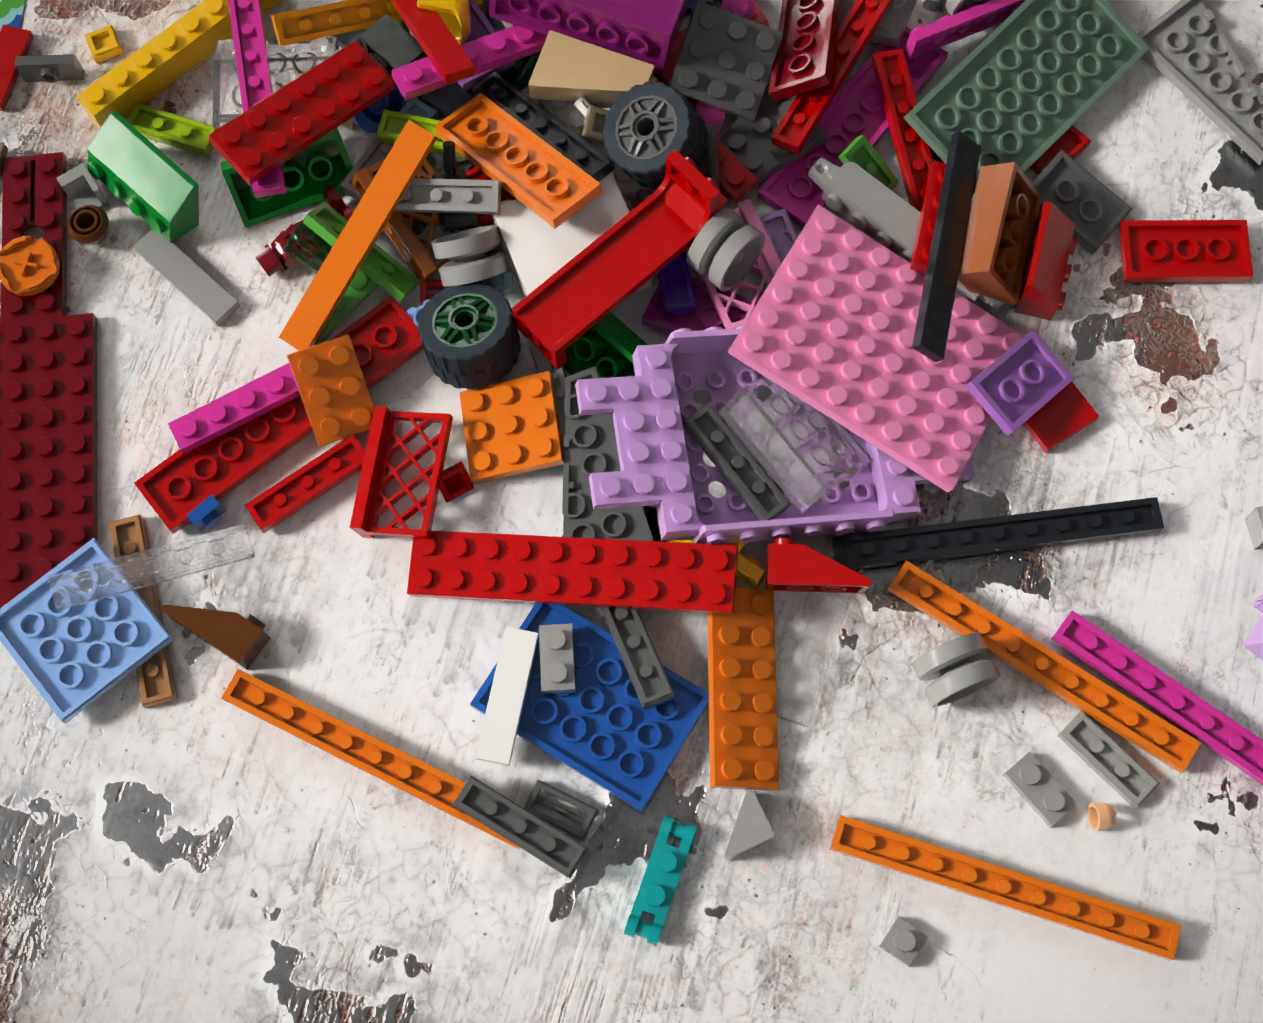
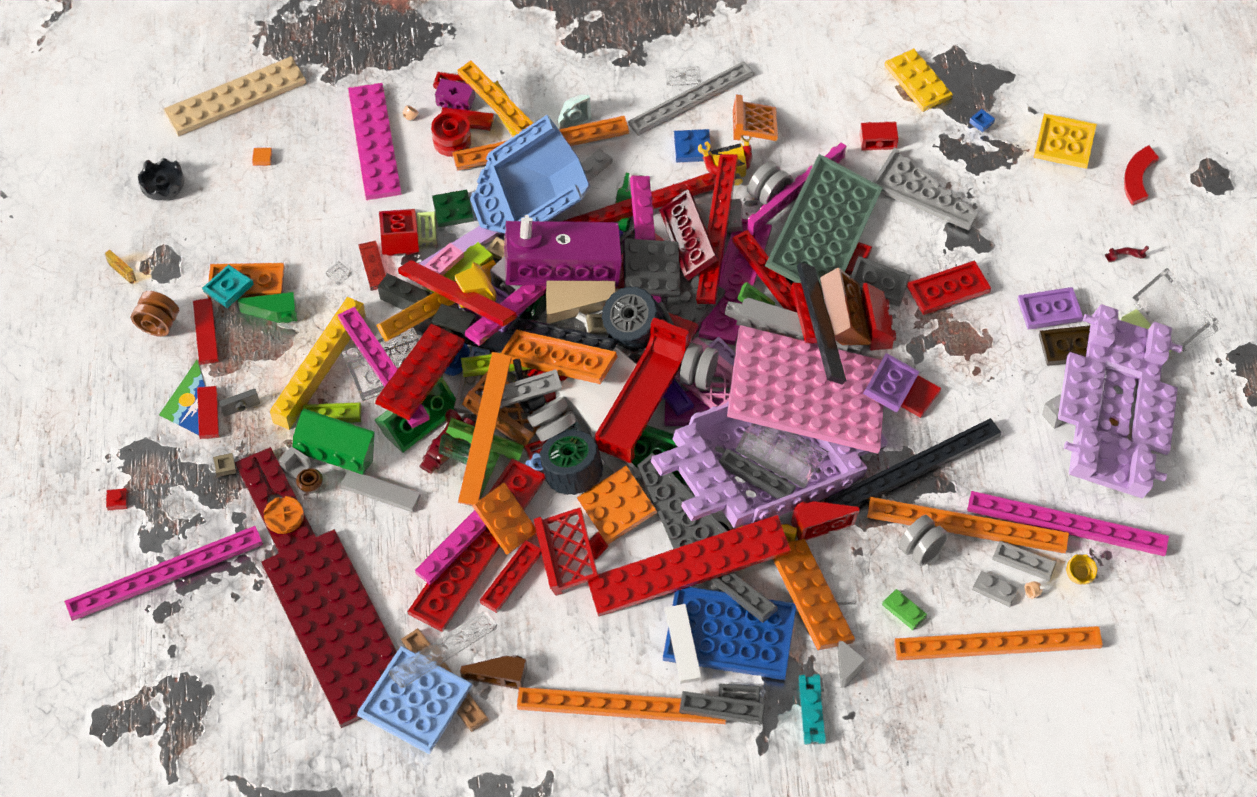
camera: 25 degrees left, 15 degrees down
(103, 44) = (264, 379): yellow tile -> none
(206, 514) = (459, 613): blue plate -> none
(557, 658) = (701, 614): light grey plate -> none
(879, 768) = (904, 609): none -> bright green plate
(903, 941) = (957, 691): light grey plate -> none
(1195, 815) = (1081, 569): none -> yellow hair

